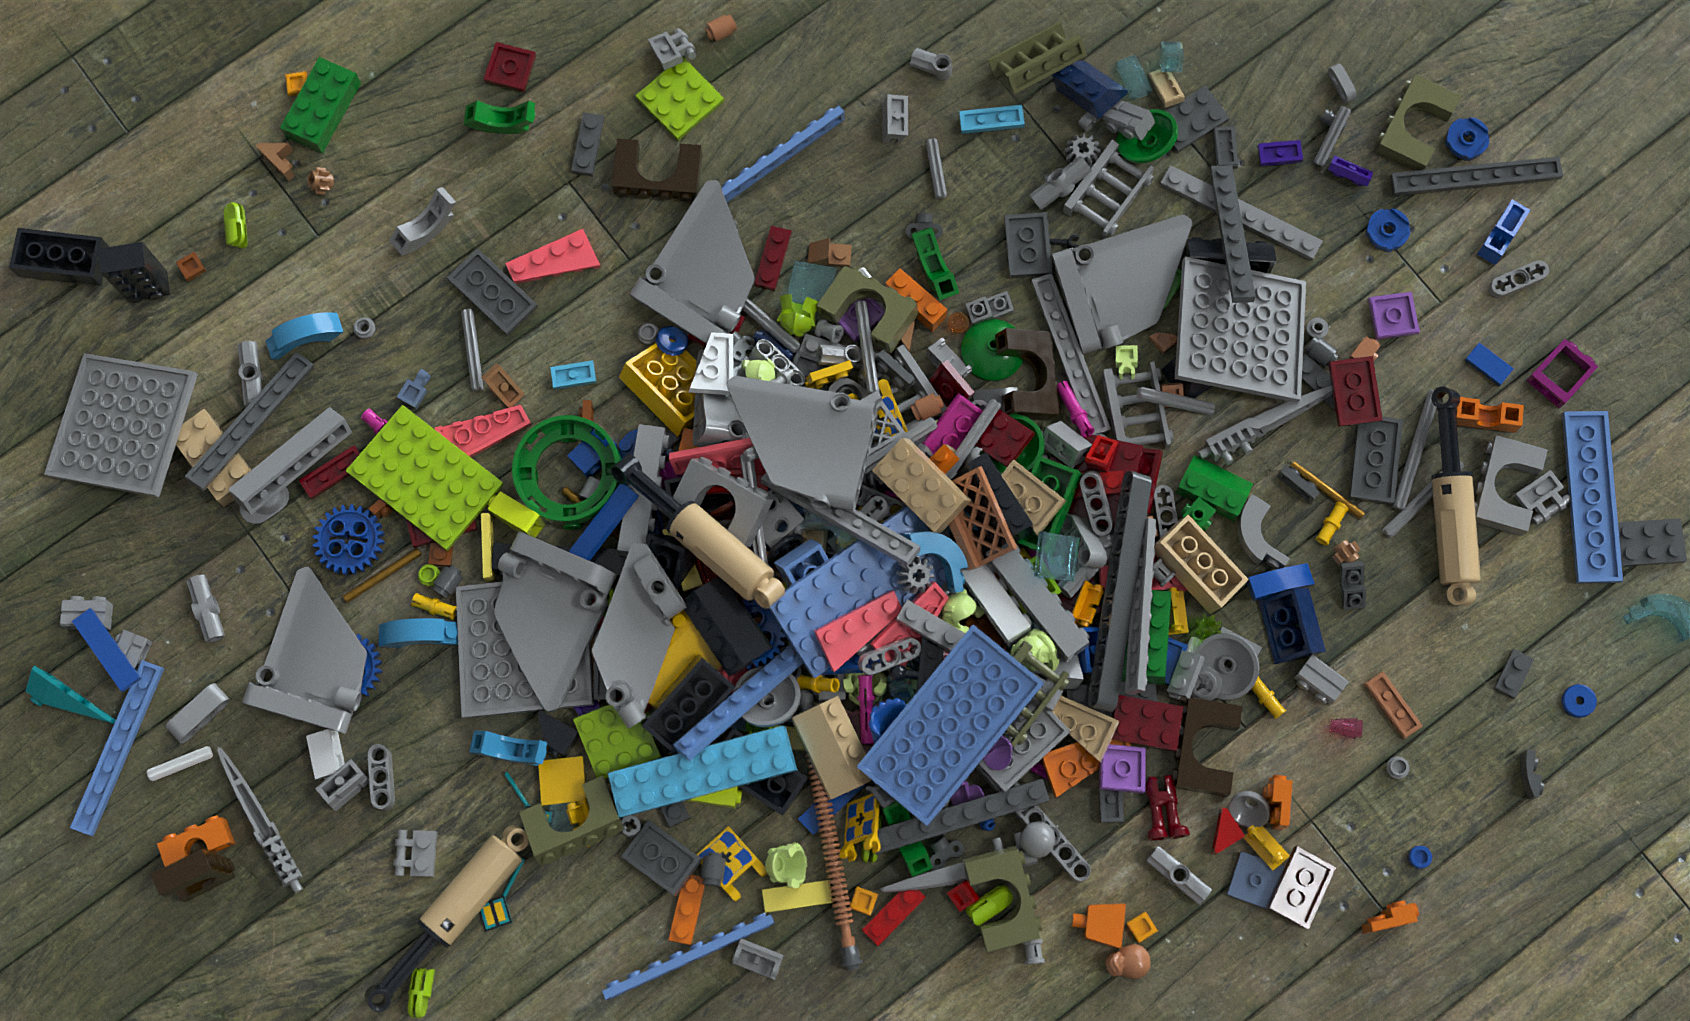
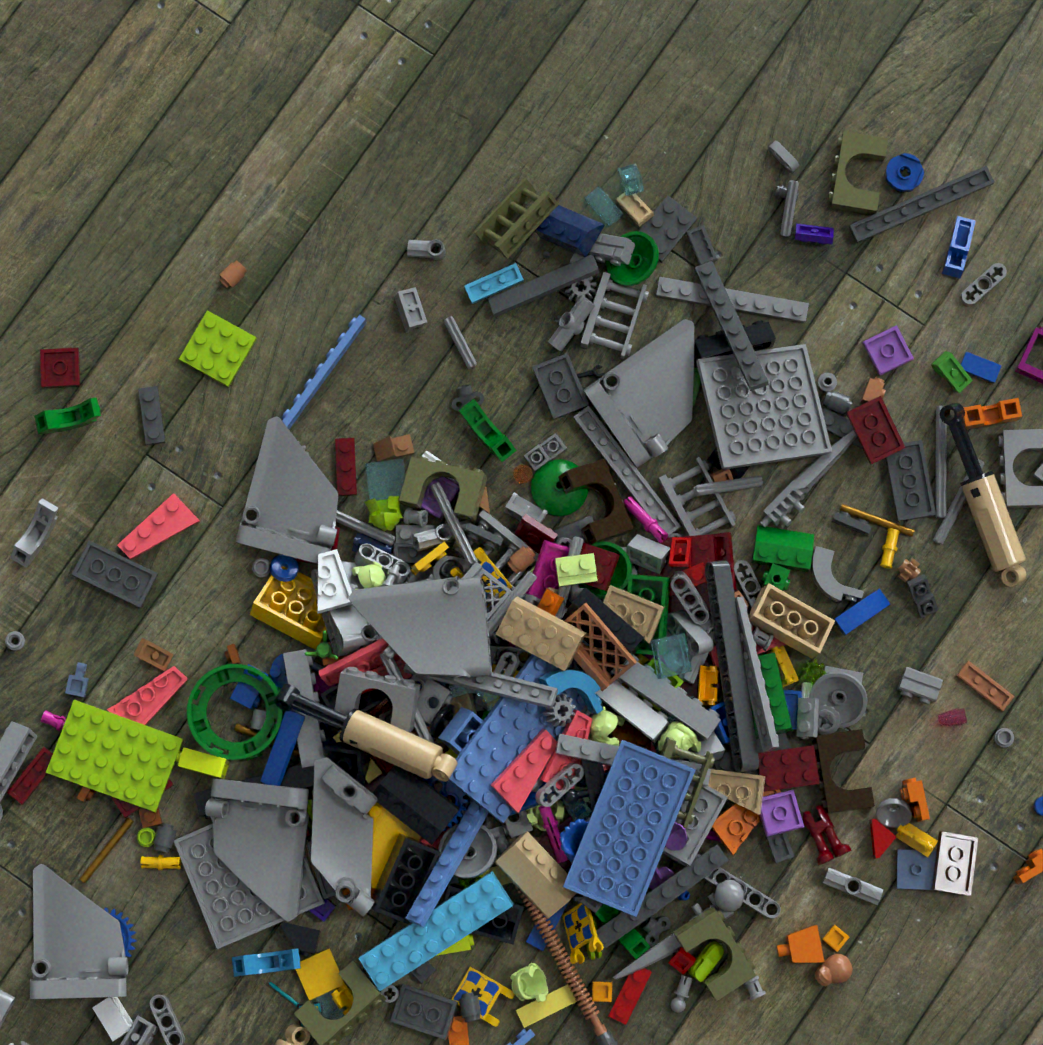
camera: 20 degrees left, 5 degrees up
(345, 558) = (71, 846): blue gear -> none
(417, 631) = (155, 890): dark azure arch -> none
(472, 349) = (115, 630): light grey axle -> none
(487, 546) = (188, 796): light yellow tile -> none
(573, 375) = (209, 625): medium azure plate -> none
(611, 743) = (349, 930): lime plate -> none
(667, 52) = (192, 311): light grey plate -> none
(681, 185) = (246, 427): dark brown arch -> none
(683, 434) = (323, 649): none -> bright green plant
(740, 346) = (345, 555): dark grey piece -> none
(818, 684) = (507, 826): yellow pin -> none
(930, 310) = (495, 471): orange arch -> none
(943, 941) = (678, 1003): none -> light grey pin
(982, 433) = (576, 569): none -> yellowish green plate
(1044, 135) = (543, 285): none -> dark grey tile
(1126, 360) = (675, 461): yellowish green plate -> none
(1163, 341) = (701, 434): nougat tile -> none
(1268, 699) = (881, 715): yellow pin -> none
(1280, 153) = (749, 236): dark purple plate -> none
(1291, 625) = (882, 646): dark blue slope -> none
(1382, 240) = (851, 280): blue plate -> none
(1456, 353) = (950, 369): none -> bright green plate

